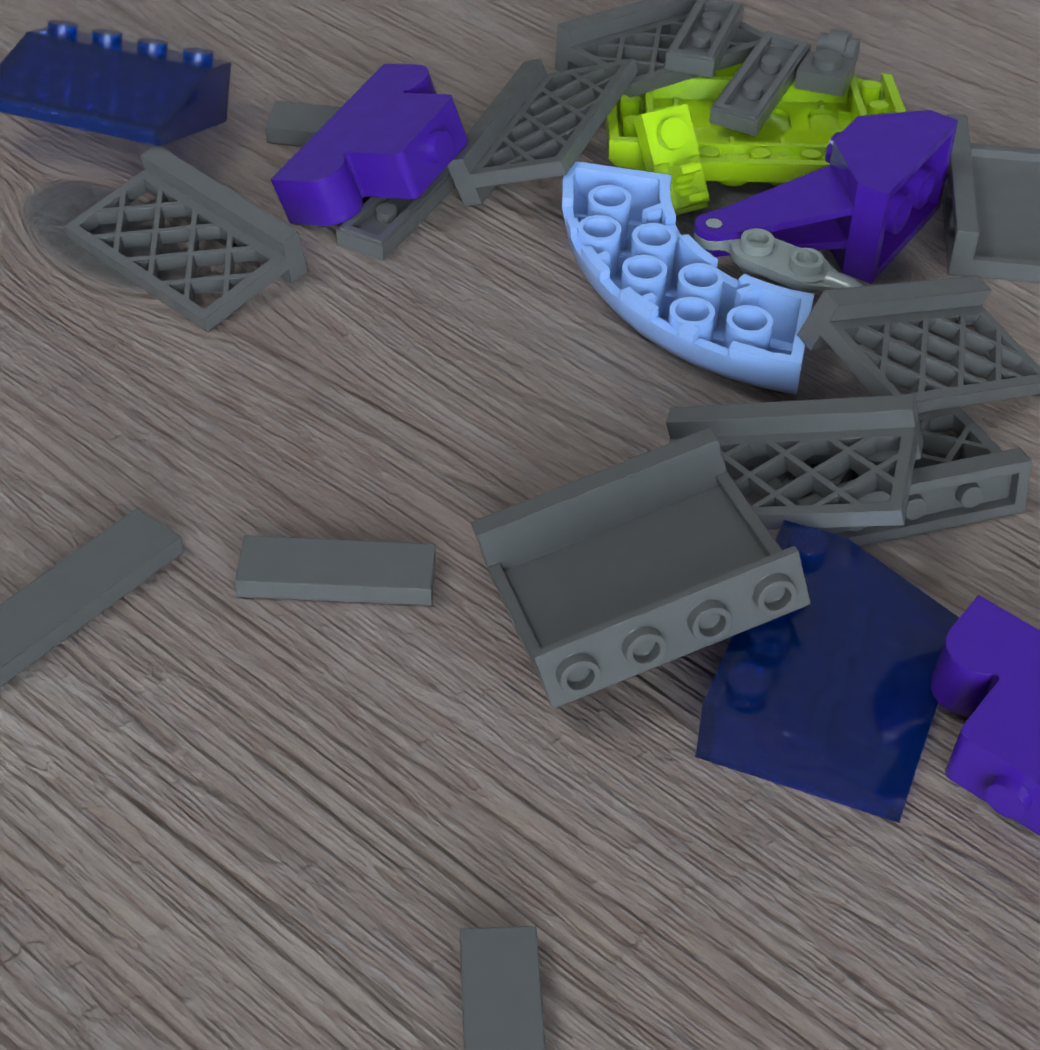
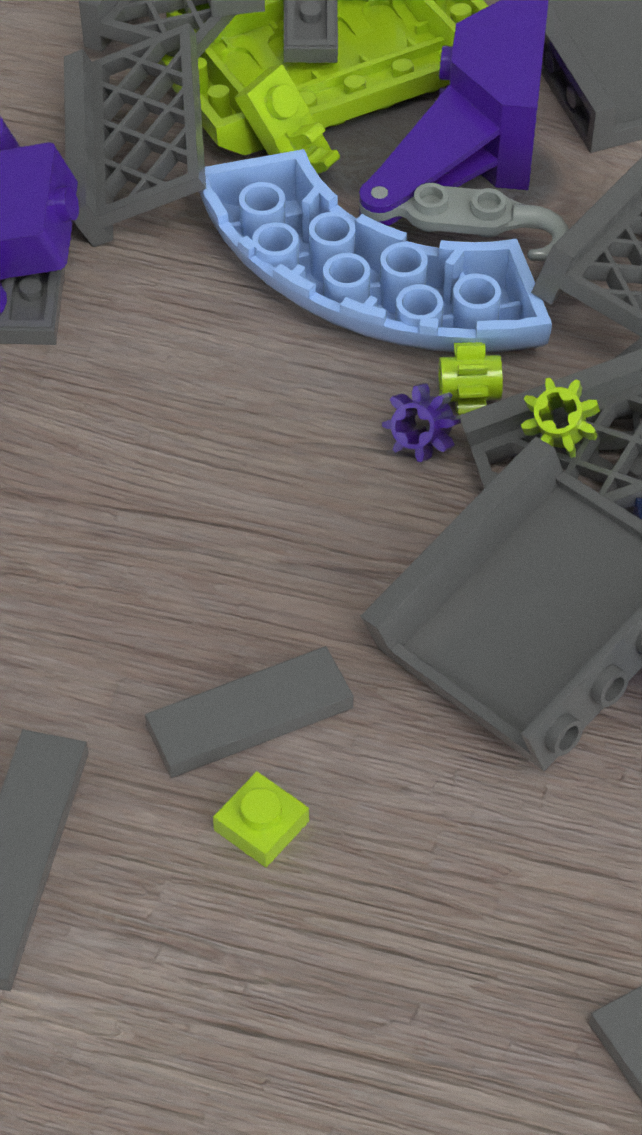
camera: 25 degrees left, 10 degrees up
(285, 654) = (261, 819): none -> lime plate
(639, 407) = (416, 436): none -> dark purple gear
(707, 383) = (470, 376): none -> lime gear
(749, 426) = (577, 412): none -> lime gear

